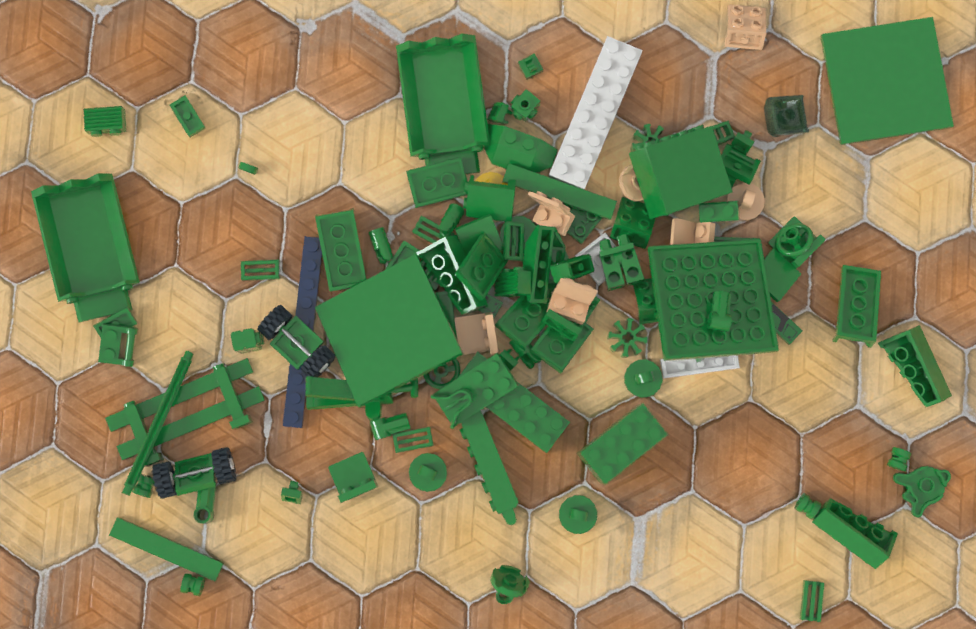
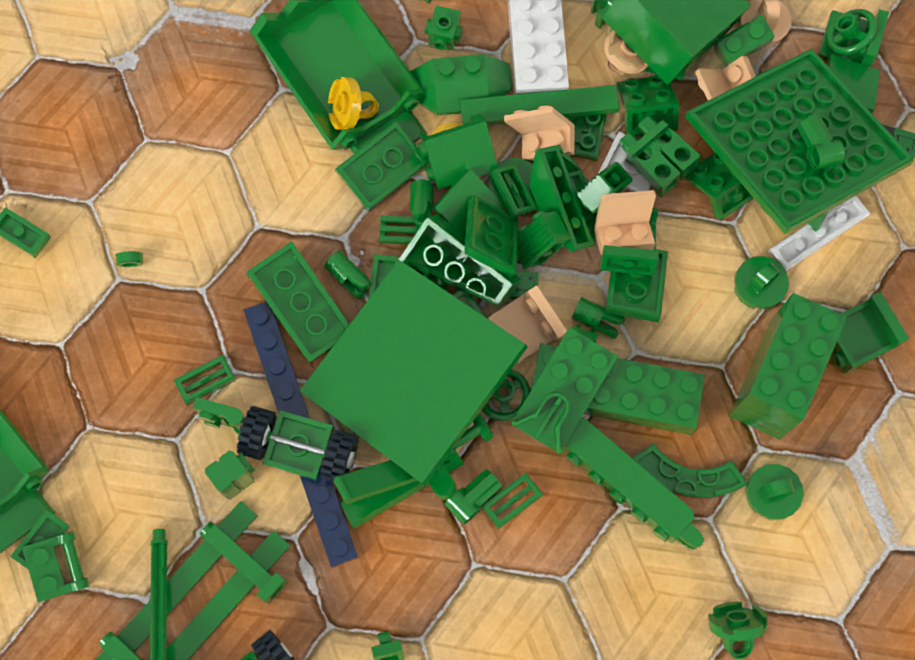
camera: 30 degrees left, 10 degrees down
(255, 299) = (217, 414): none -> green plate
(352, 477) = (458, 588): green bracket -> none
(428, 472) = (553, 533): green tile -> none
(435, 130) = (347, 102): none -> yellow tile
(498, 113) = (415, 51): green tile -> none
(523, 321) = (577, 280): green tile -> none
(527, 480) = (687, 481): none -> green tile
(622, 331) = (728, 242): green gear -> none
(688, 443) = (867, 333): none -> green panel

